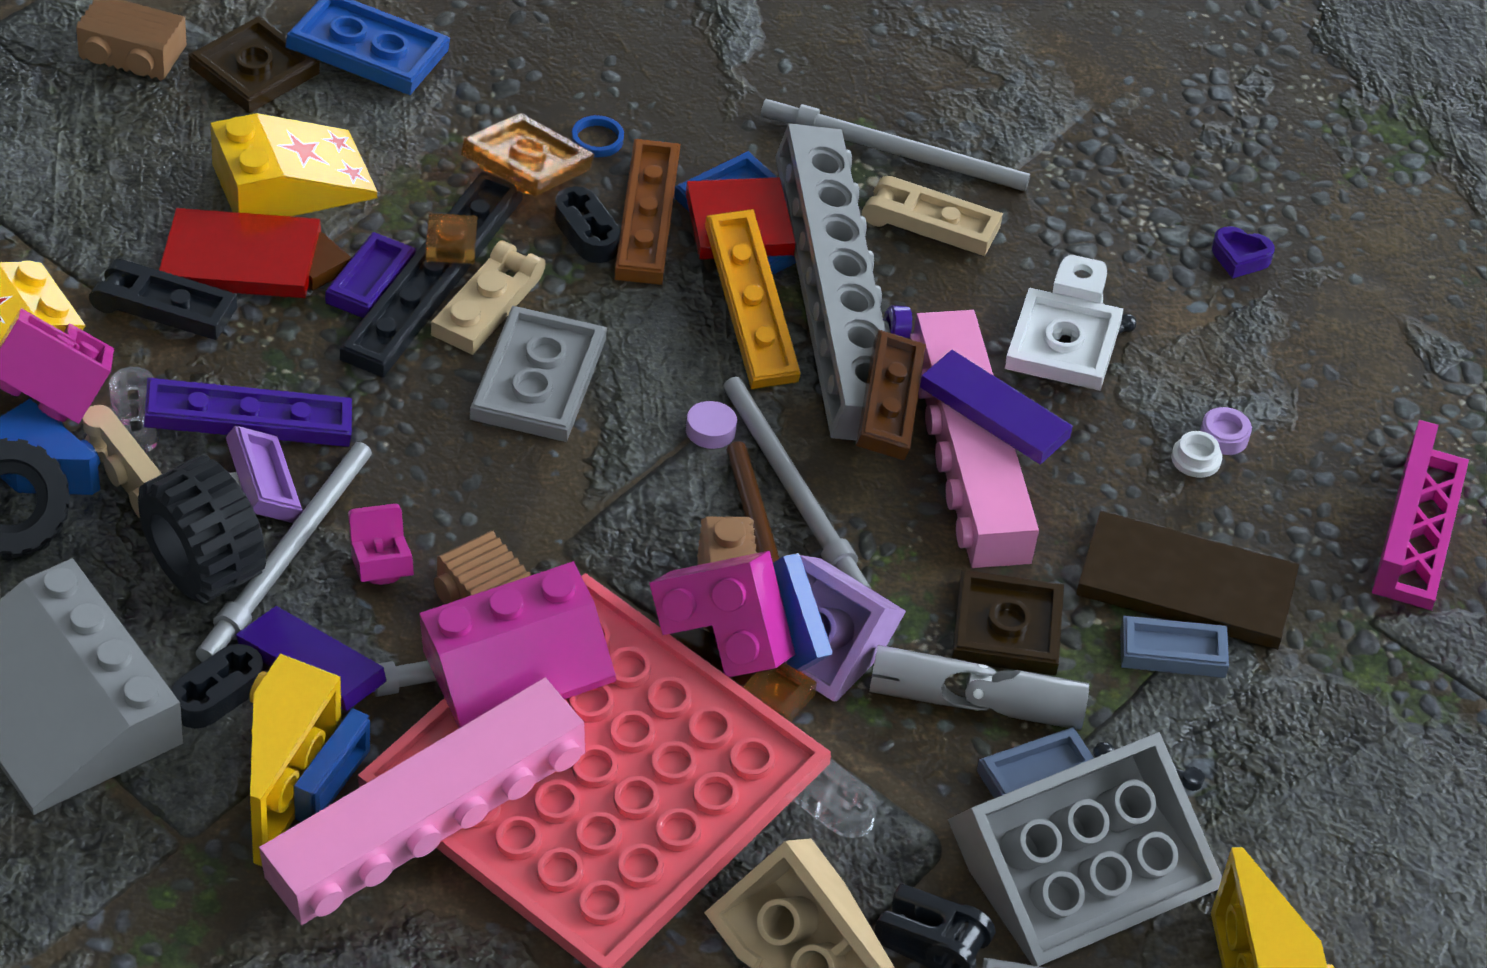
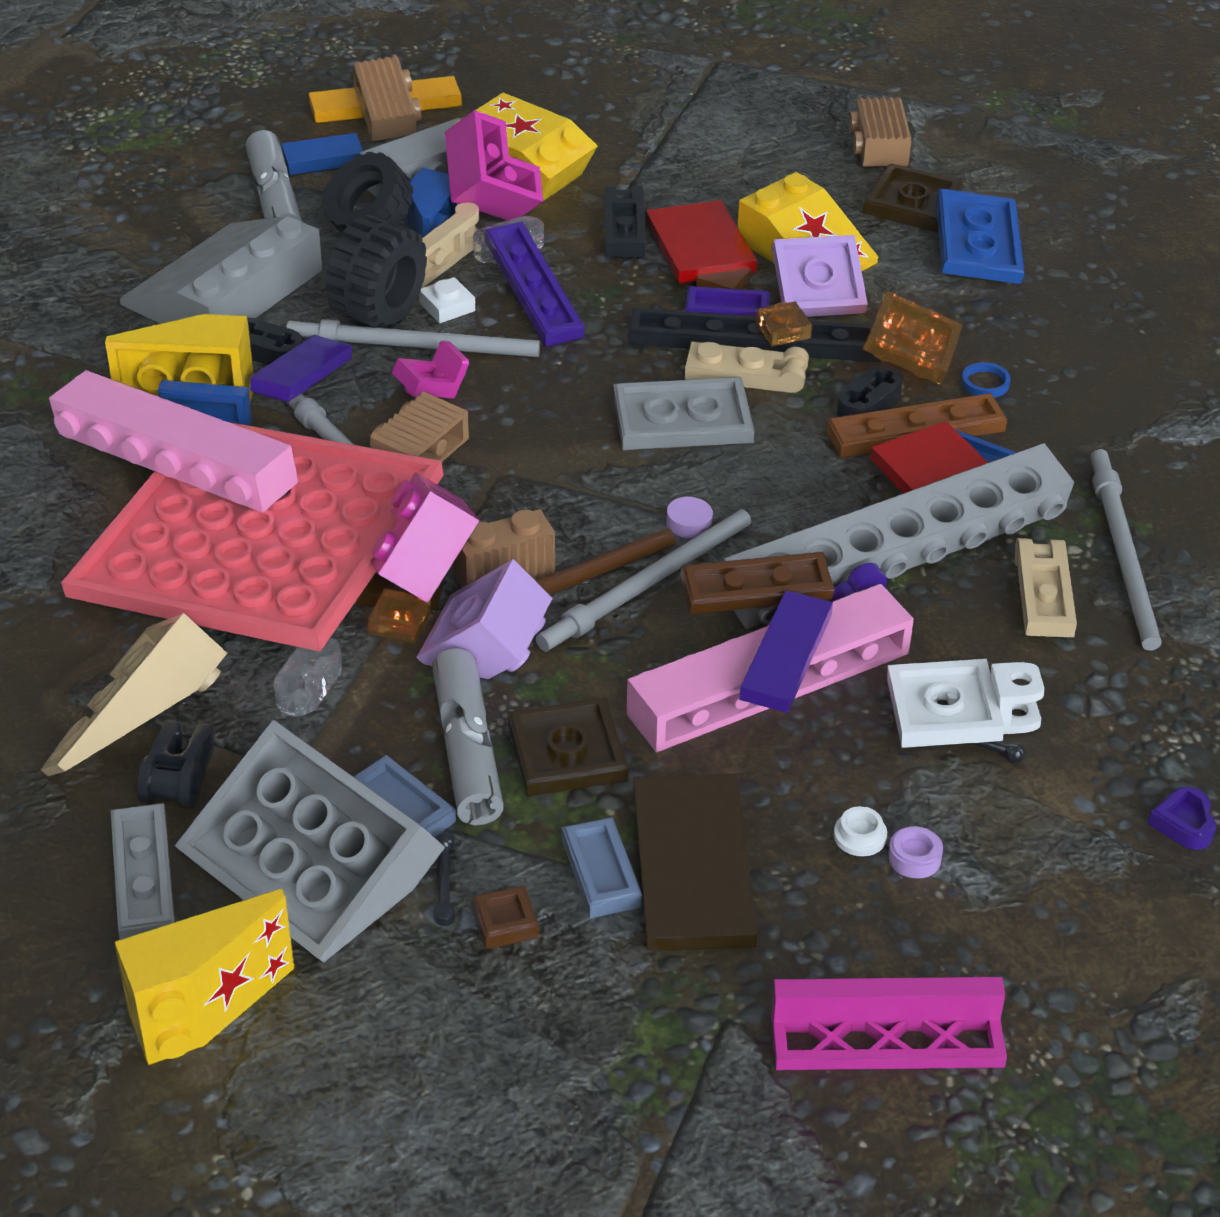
camera: 75 degrees right, 5 degrees down
(264, 473) = (476, 305): medium lavender tile -> none
(386, 181) = (820, 274): none -> lavender plate
(514, 637) = (337, 435): dark pink slope -> none
(752, 299) = (843, 487): light orange tile -> none
(802, 613) = (458, 580): blue tile -> none
(1214, 733) = (505, 917): none -> reddish brown tile

